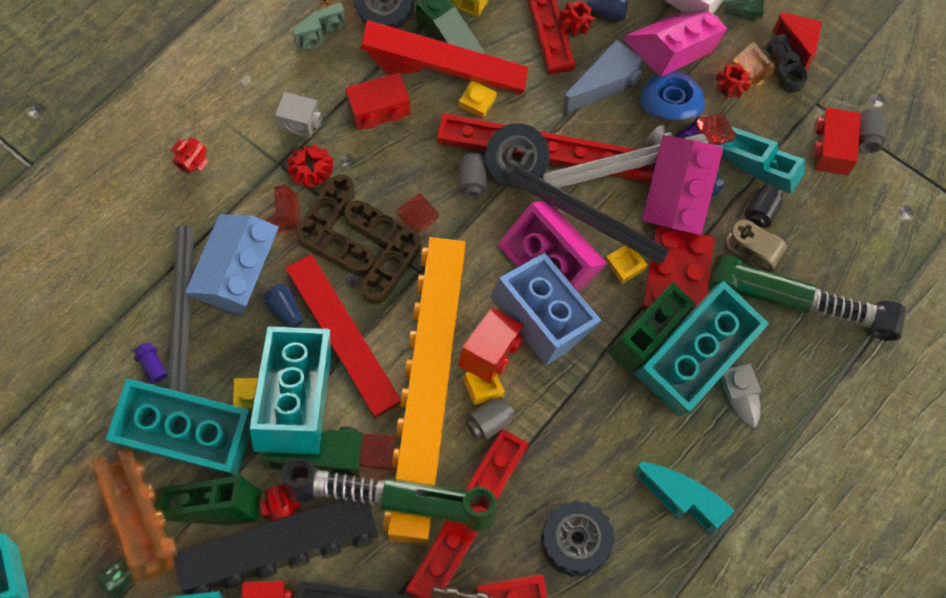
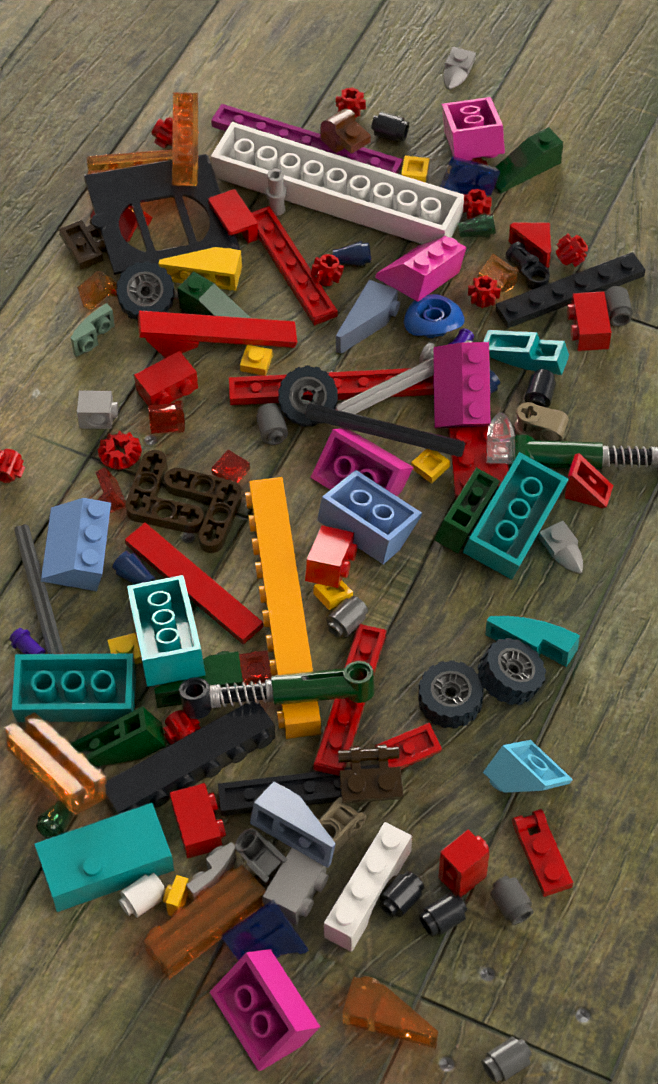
camera: 10 degrees left, 10 degrees down
(368, 141) = (167, 417): none -> clear red tile
(665, 538) = (511, 671): none -> black wheel
(707, 257) = (500, 440): none -> clear plate
(716, 129) = (479, 332): clear red plate -> none
(788, 329) = (587, 484): none -> red slope
(814, 100) = (560, 292): none -> black plate
(837, 56) = (571, 250): none -> red gear

